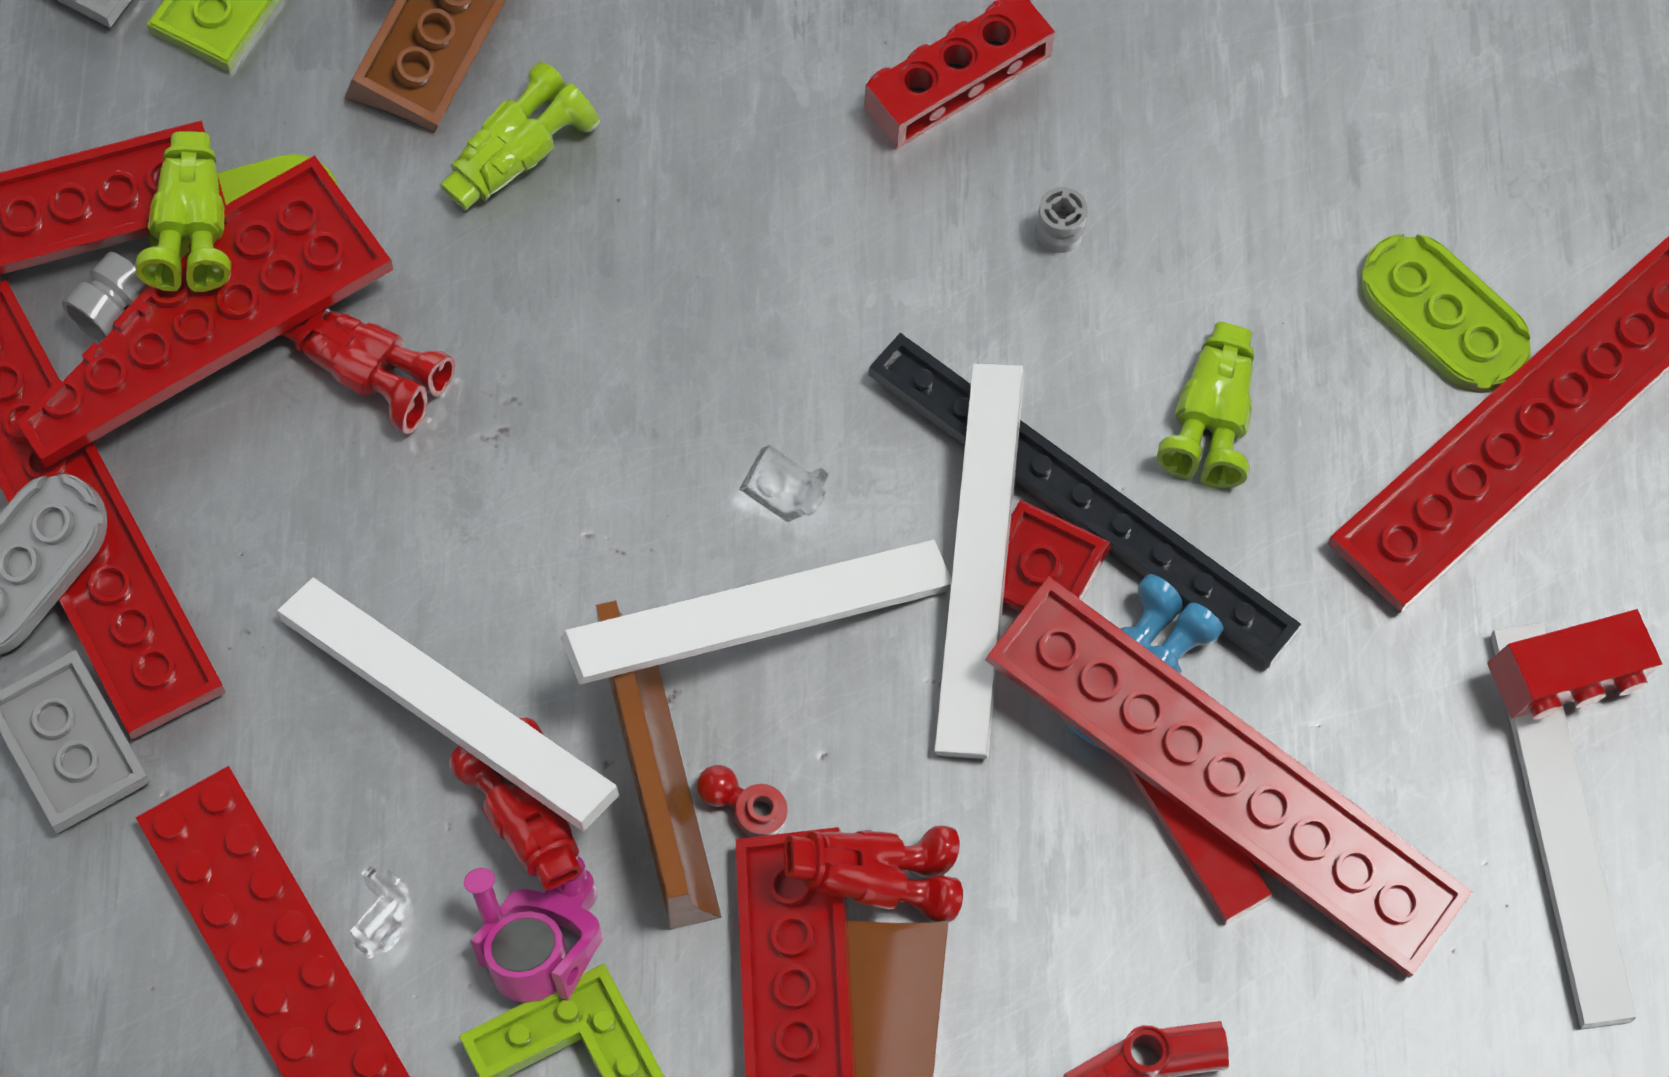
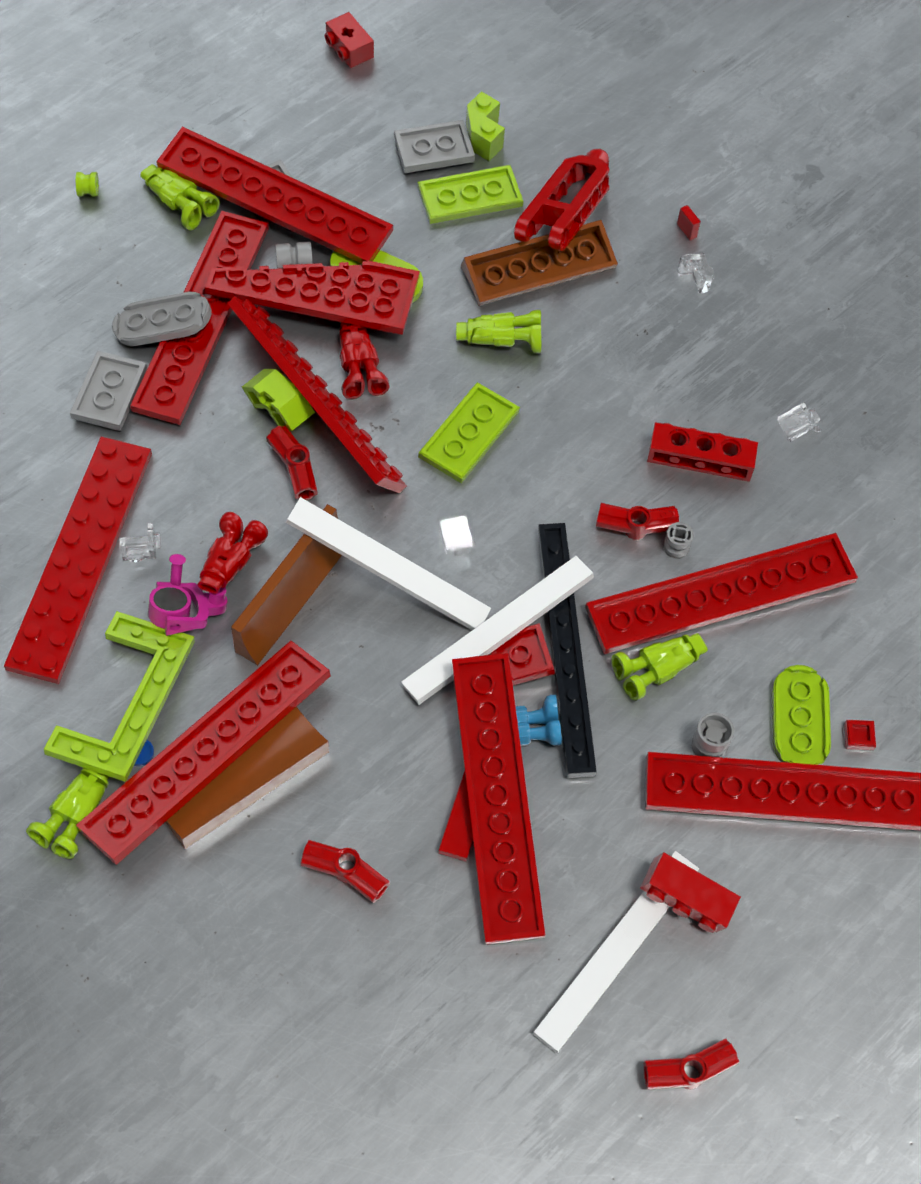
camera: 45 degrees right, 5 degrees down
(185, 208) = (348, 246): lime piece -> none
(322, 518) = (280, 397): none -> lime brick
(362, 463) = (314, 390): none -> red plate
(449, 704) = (242, 496): white tile -> none
(481, 600) = (289, 451): none -> red piece
(629, 326) = (468, 432): none -> lime tile
(720, 787) = (308, 618): red plate -> none
(872, 865) = (320, 691): red piece -> none
(963, 258) = (623, 519): none -> red piece
(1183, 245) = (720, 593): none -> red plate
(1385, 439) = (713, 735): none -> light grey wheel
(1533, 267) = (860, 735): none -> red tile

